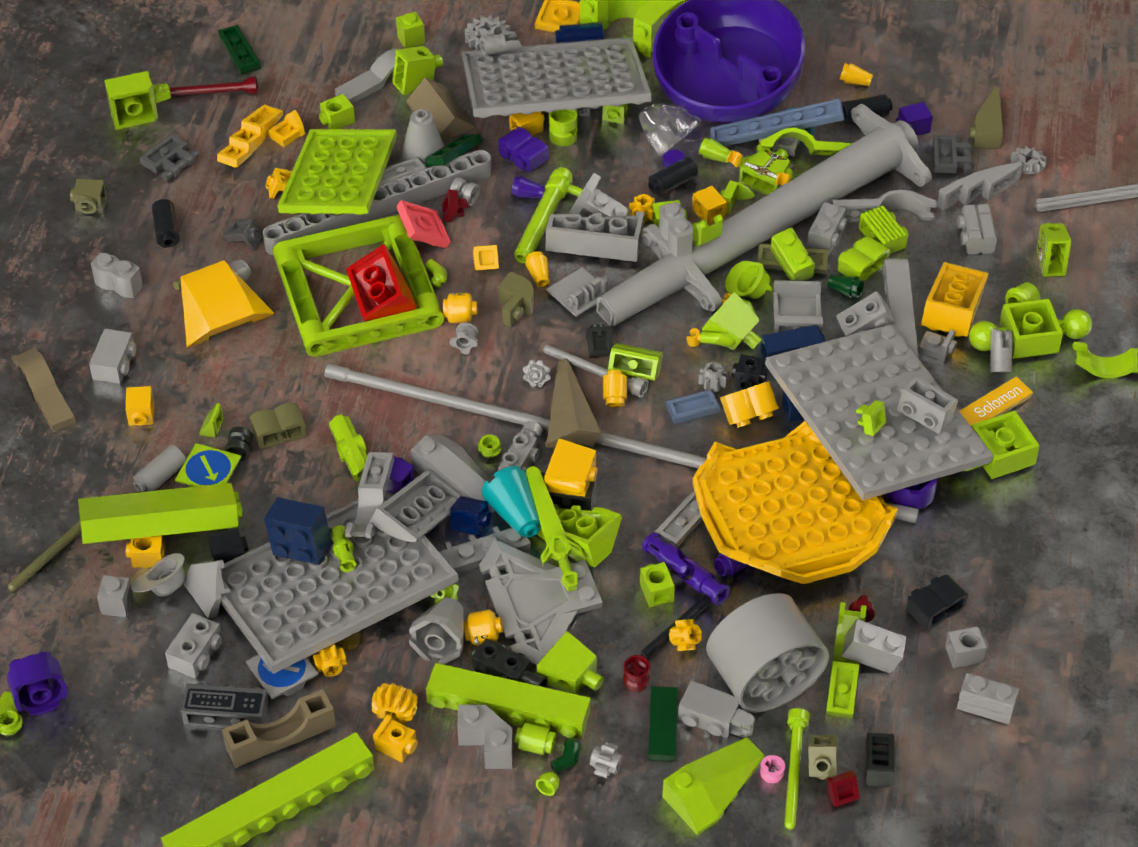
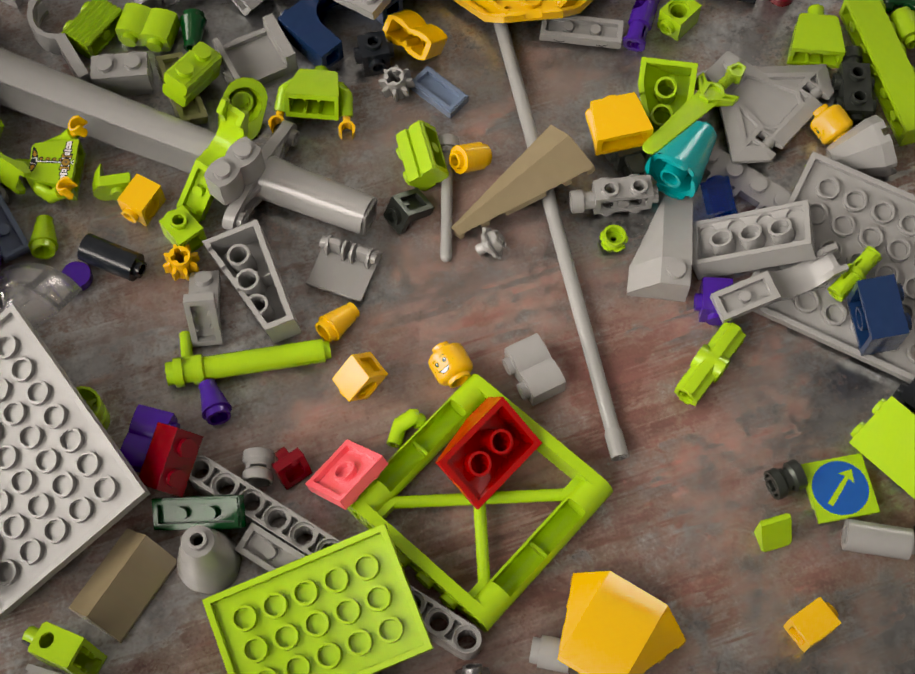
camera: 120 degrees left, 15 degrees up
(278, 425) = (733, 455): olive brick -> none
(422, 352) = (534, 369): none -> light grey brick
(465, 337) = (486, 337): light grey brick -> none
(494, 141) = (170, 459): none -> dark red brick
(517, 297) = (393, 312): olive brick -> none

